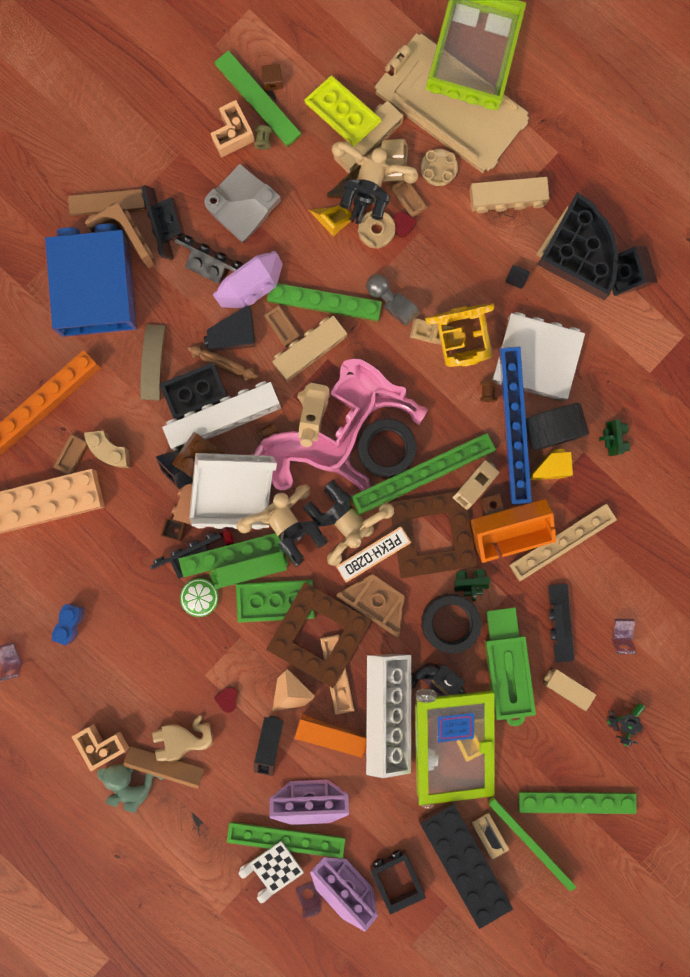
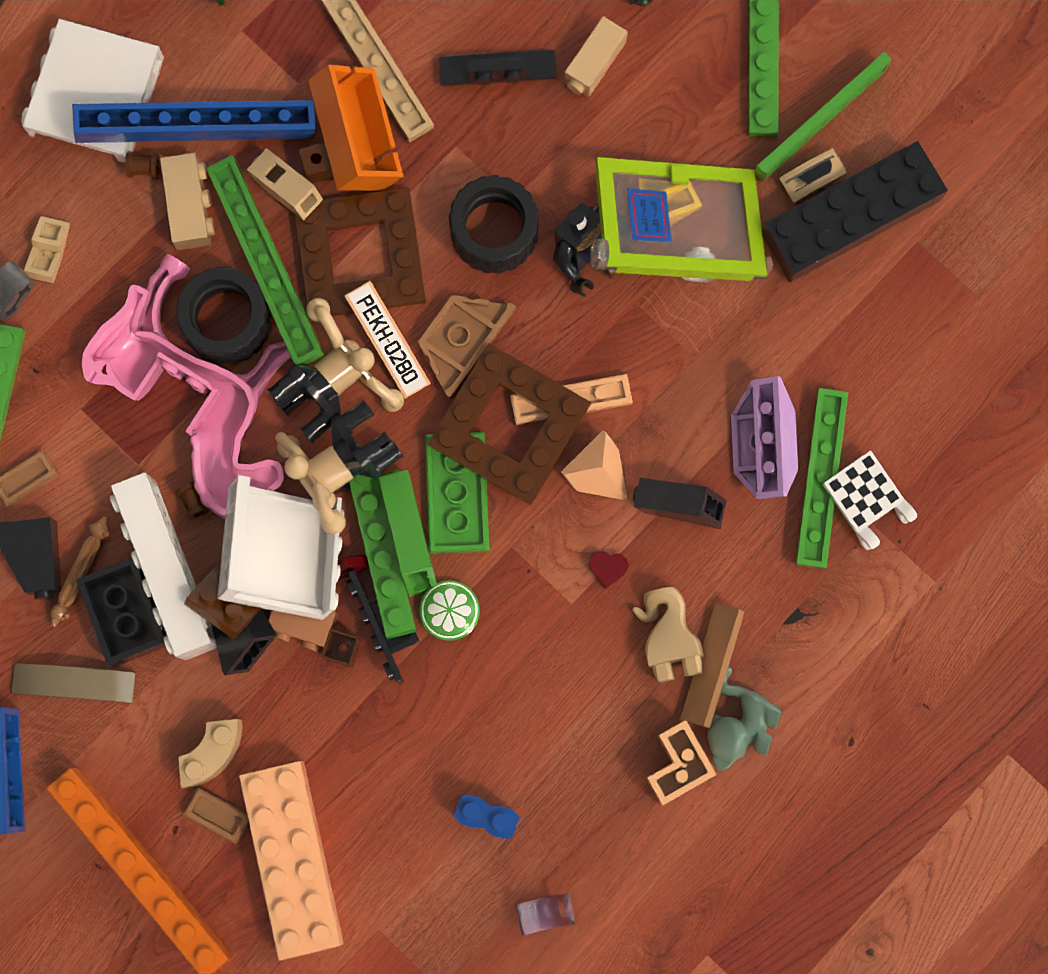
camera: 90 degrees left, 5 degrees down
(310, 348) = (63, 434): tan brick -> none
(310, 907) = (922, 442): bracket -> none
(314, 402) = (161, 424): tan piece -> none
(331, 736) = (664, 406): orange slope -> none
(345, 891) = (898, 388): lavender wedge -> none
(388, 715) = (631, 317): white brick -> none
(406, 899) = (907, 298): black window -> none
(456, 338) = (56, 209): yellow piece -> none
(464, 421) = (187, 201): none -> tan brick
(471, 587) = (440, 195): dark green hips -> none
(508, 667) = (560, 141): bright green piece -> none
(553, 466) = (259, 66): yellow slope -> none
(556, 426) = (198, 59): black tyre -> none

